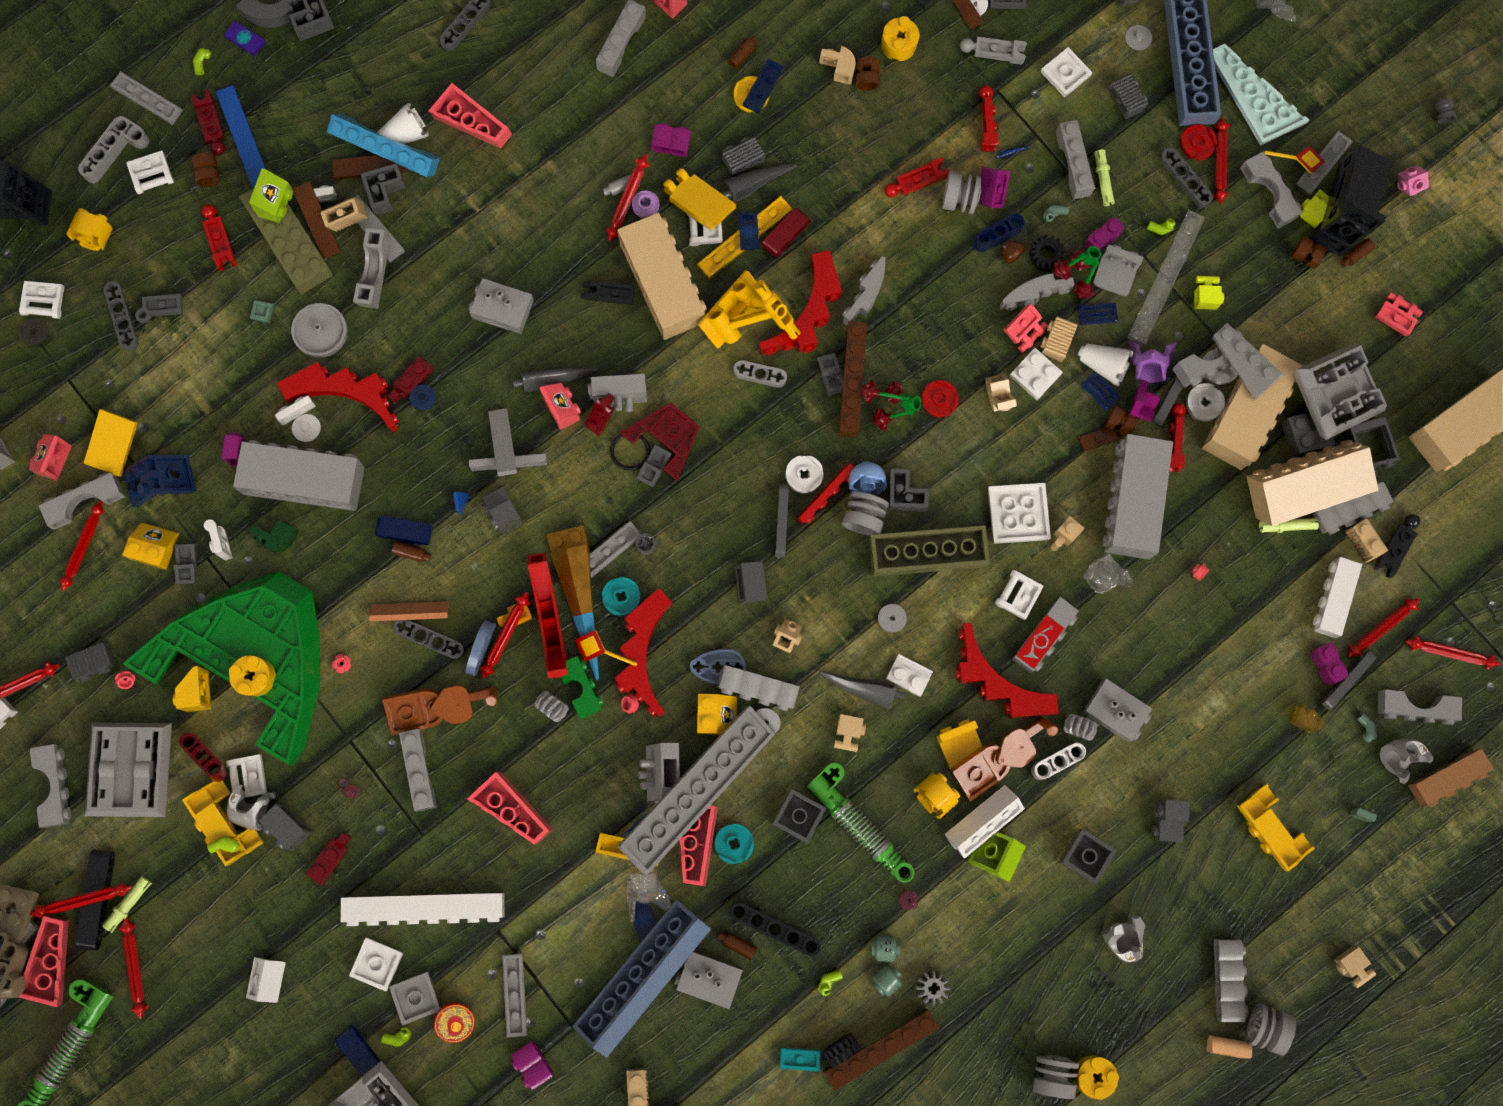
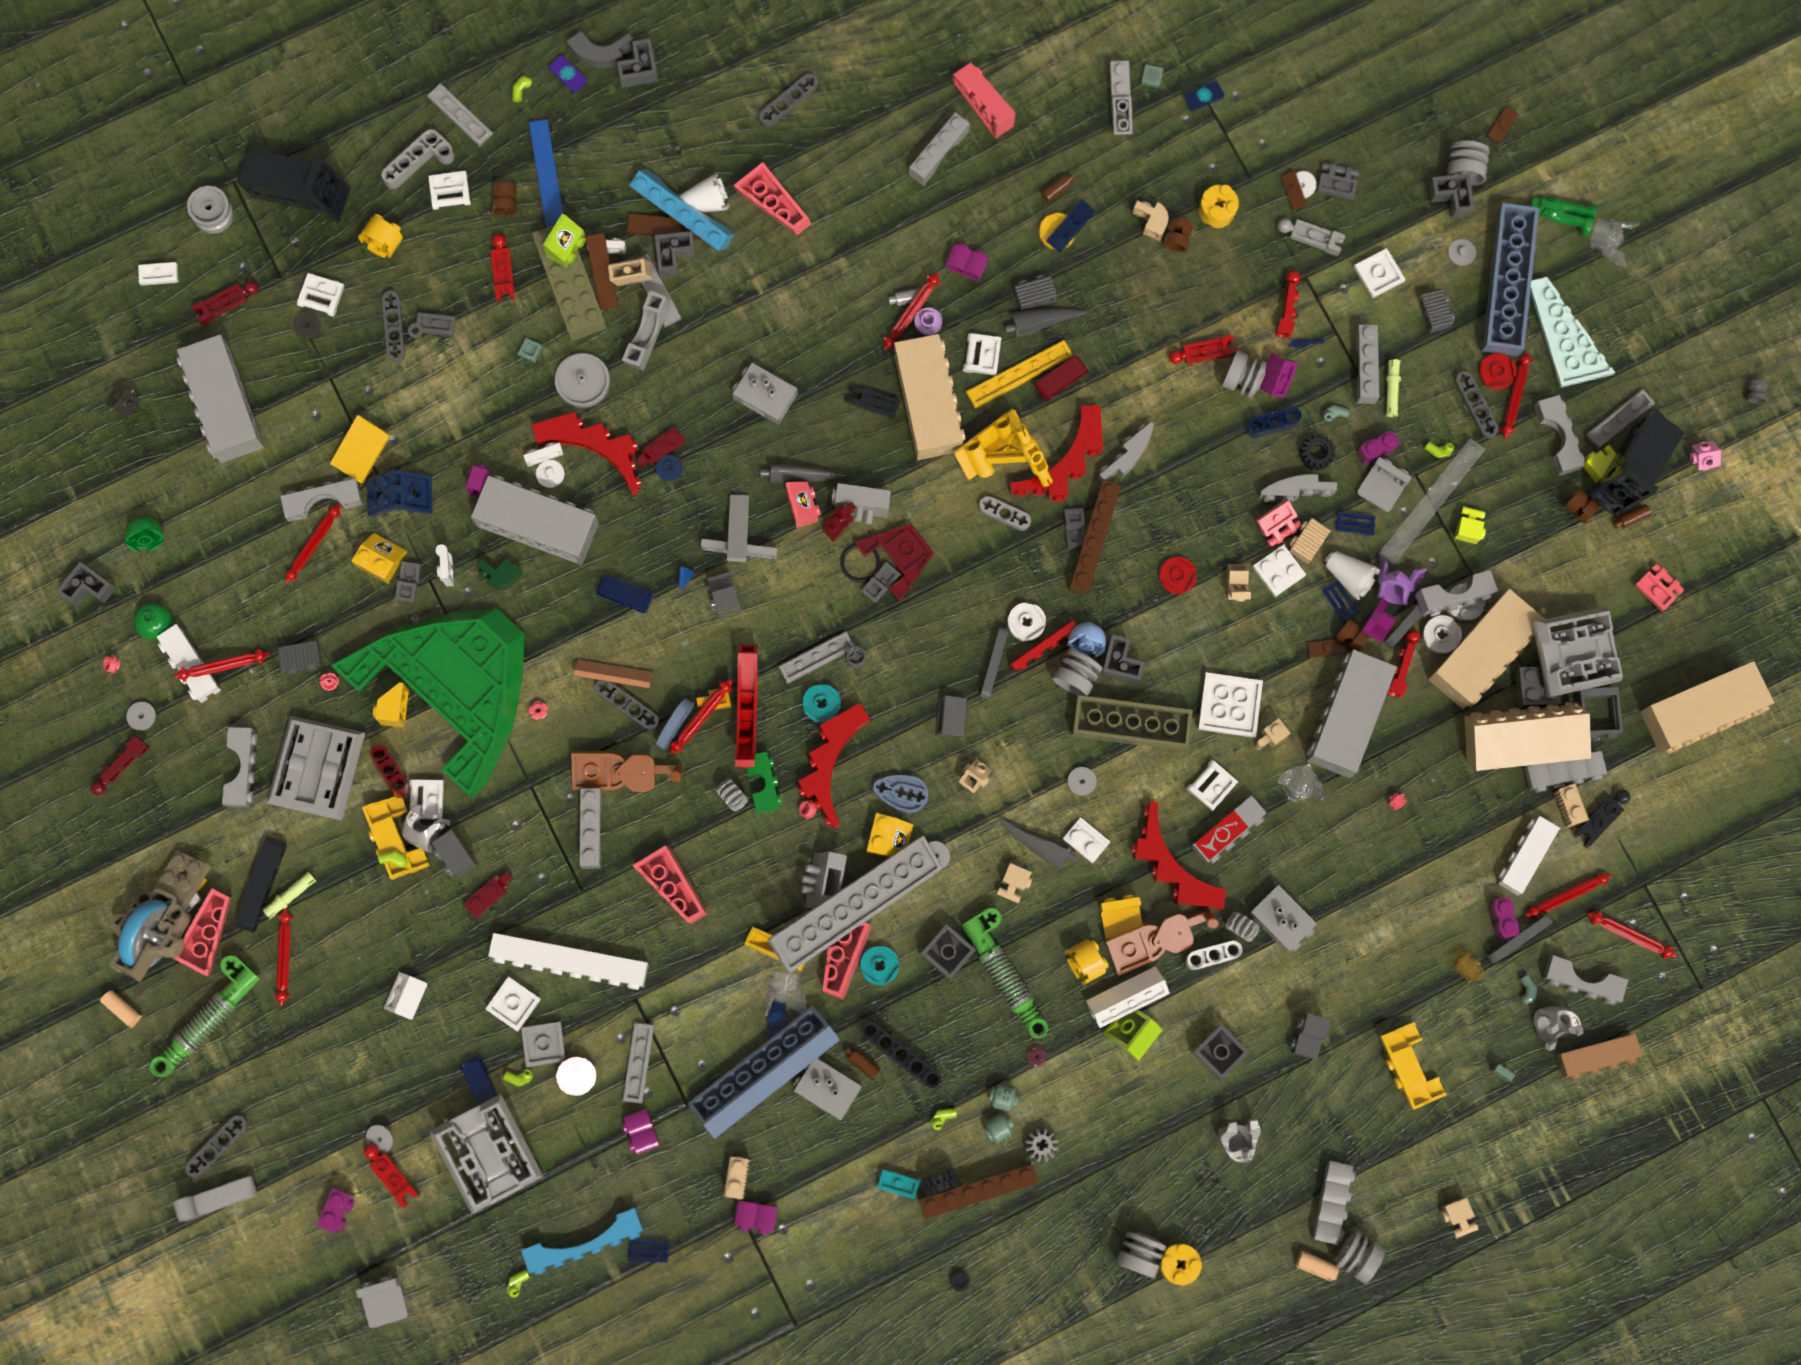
camera: 15 degrees right, 0 degrees up
(50, 457) = (299, 450): coral slope -> none
(80, 900) = (248, 881): red wheel -> none
(209, 122) = (517, 152): dark red plate -> none
(241, 672) = (443, 698): yellow brick -> none
(351, 791) = (522, 835): clear pink plate -> none
(410, 552) = (626, 616): reddish brown cylinder -> none
(572, 562) = (781, 657): pearl gold plate -> none
(591, 647) = (782, 746): piece -> none
(699, 199) = (982, 327): yellow tile -> none
(748, 231) = (1024, 369): clear blue tile -> none
(758, 687) = (935, 819): light grey brick -> none
(893, 393) = (1132, 561): dark red plant -> none
(1012, 251) = (1283, 443): reddish brown cone -> none
(1079, 260) = (1350, 467): dark red plant -> none
(1251, 366) = (1491, 607): light grey wing -> none
(1291, 525) = (1499, 774): yellowish green pin -> none
(1307, 158) = (1604, 411): piece -> none

